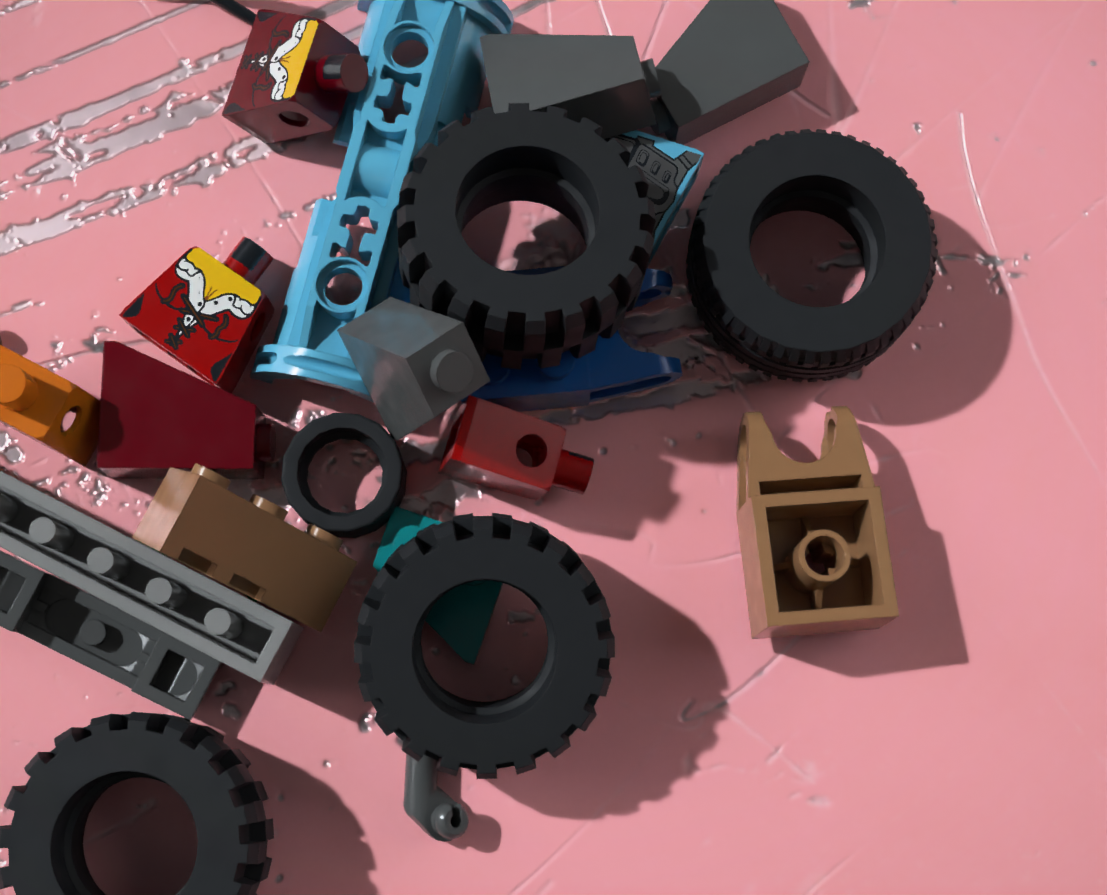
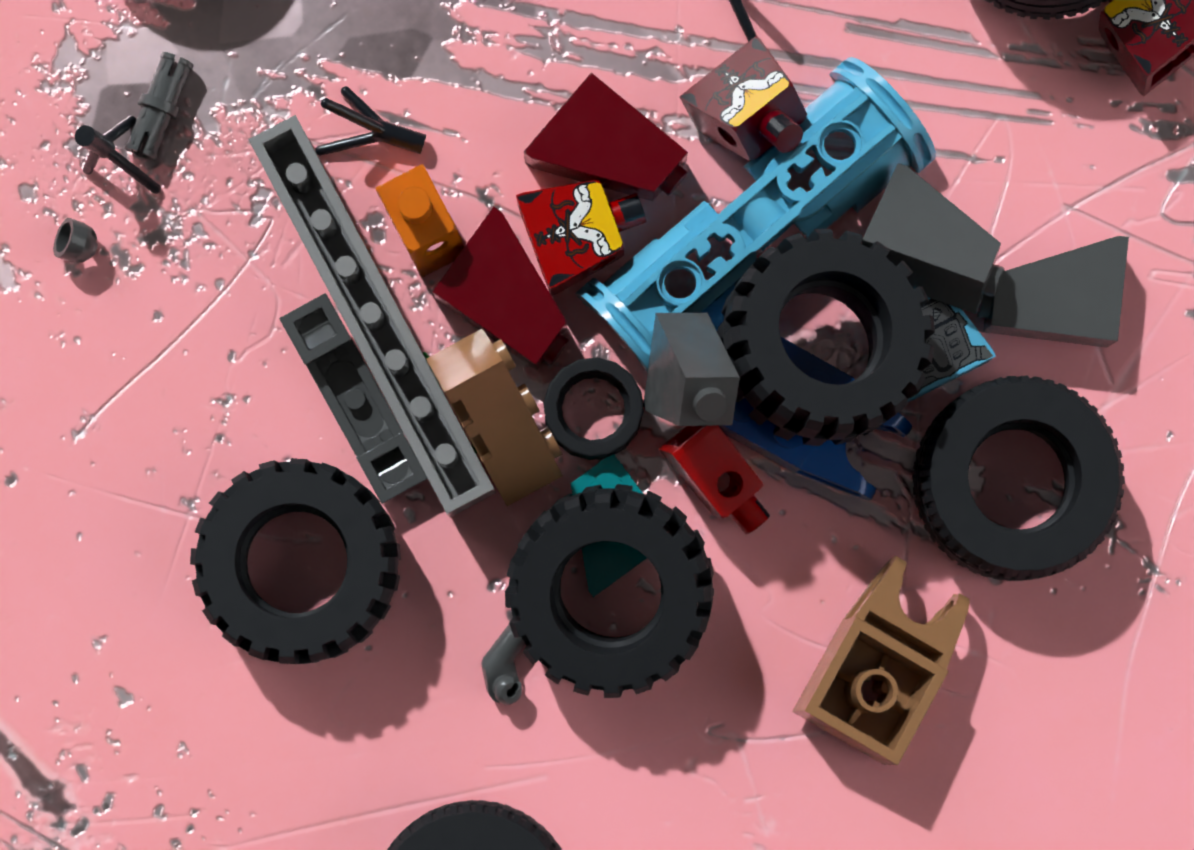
camera: 35 degrees right, 5 degrees up
(180, 201) = (608, 141): none -> dark red slope

